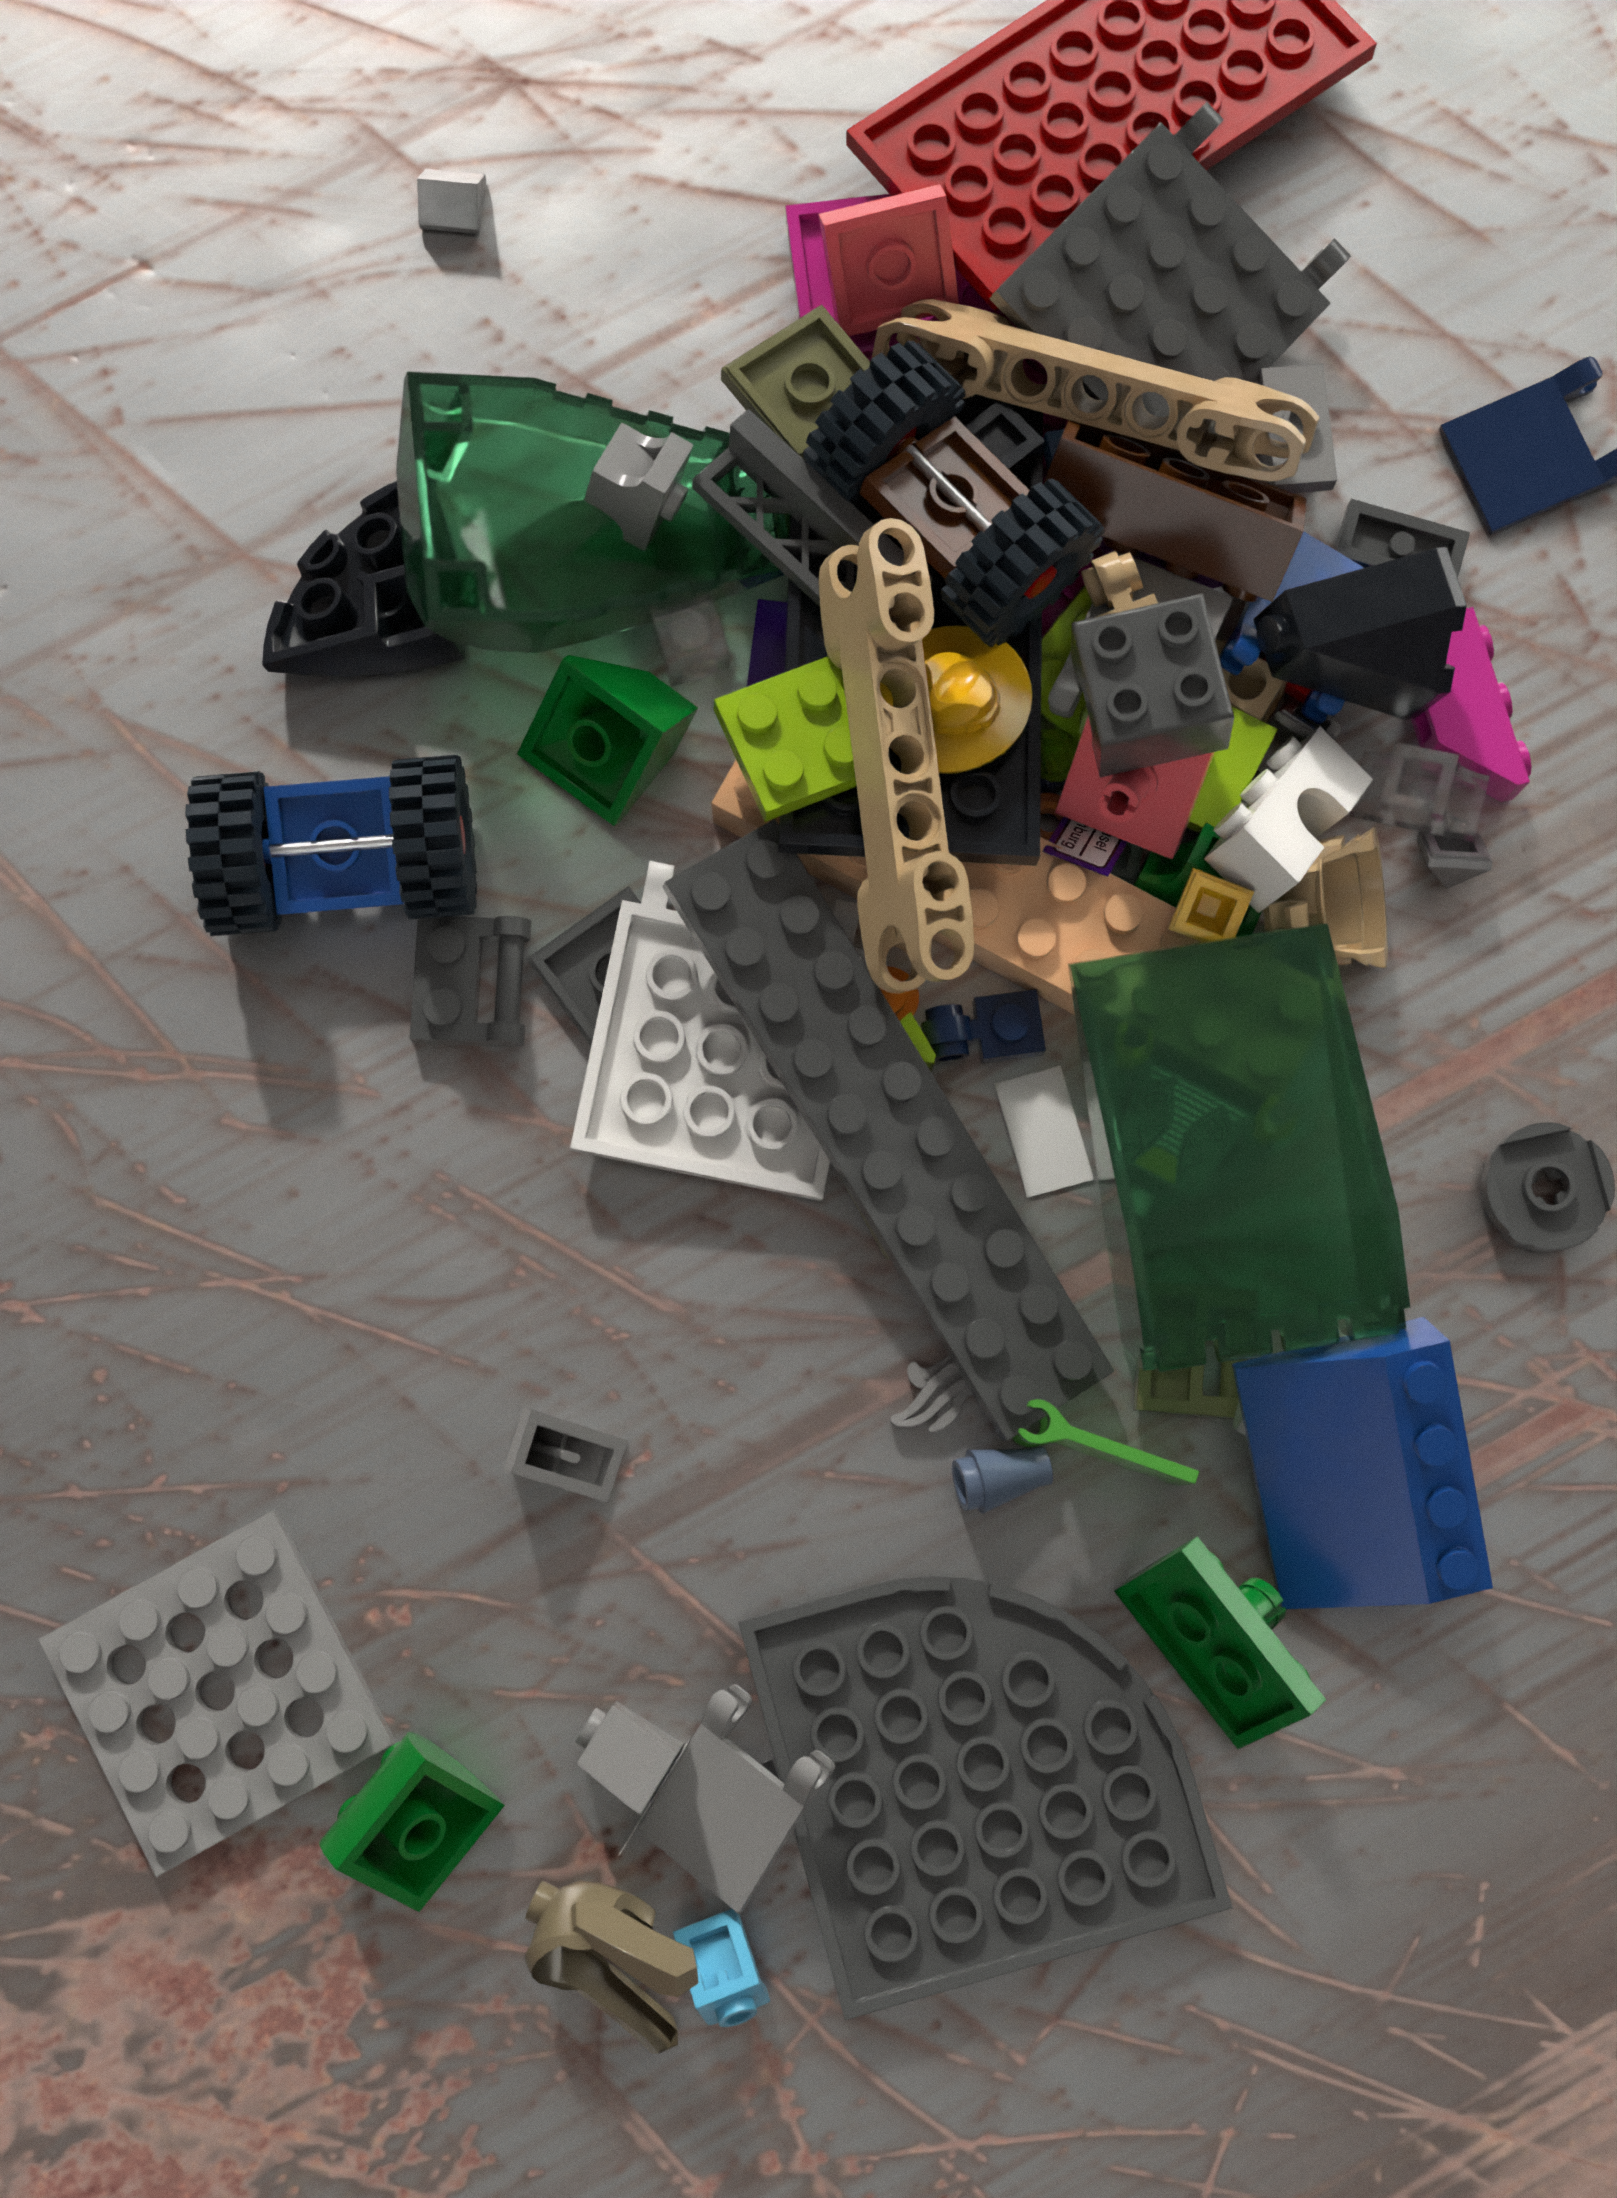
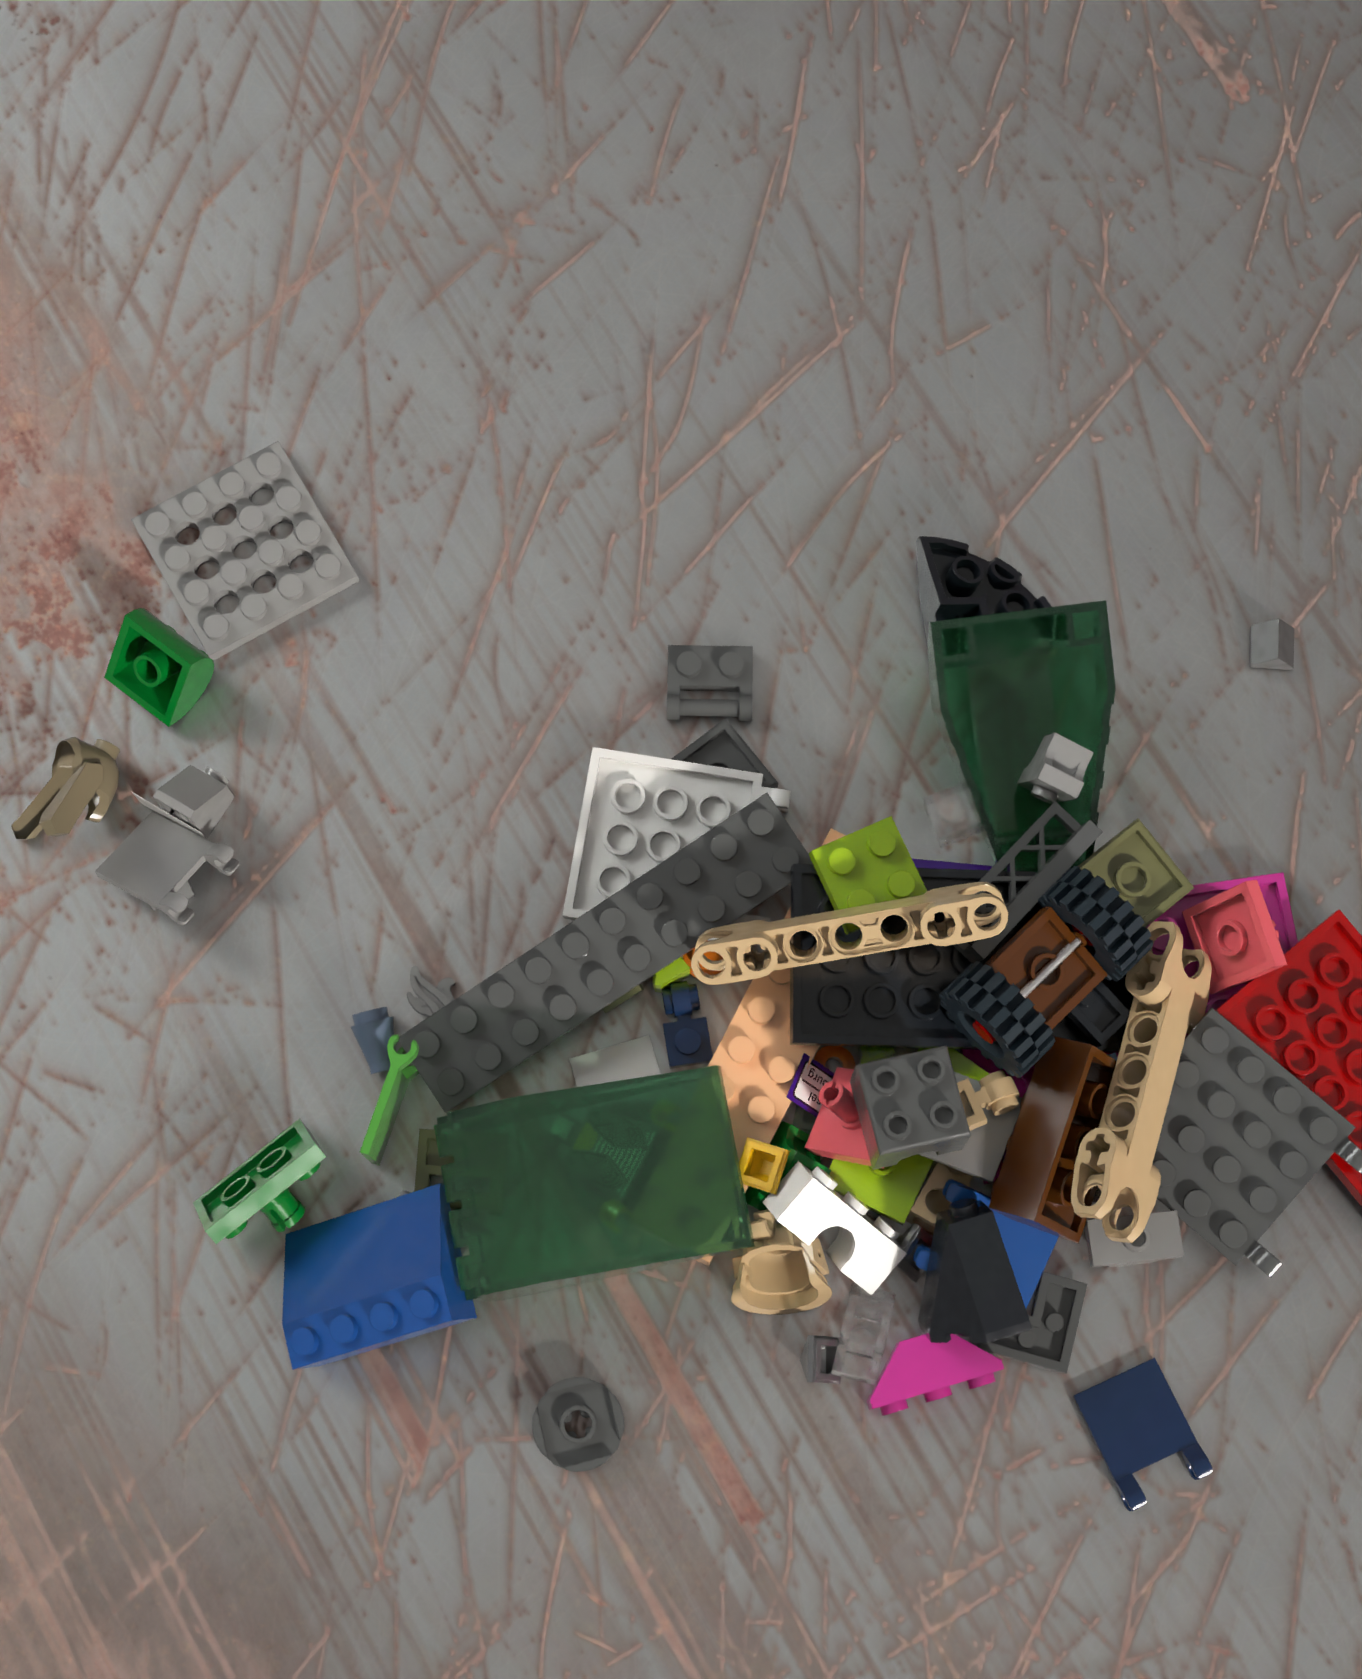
camera: 90 degrees right, 5 degrees down
(331, 845) = (791, 584): black plate -> none
(565, 1455) = (391, 752): light grey slope -> none
(605, 733) = (884, 763): green slope -> none
(726, 1970) = (61, 863): medium azure bracket -> none
(975, 696) = (903, 988): yellow hat -> none
(988, 1788) = (174, 1029): dark grey plate -> none

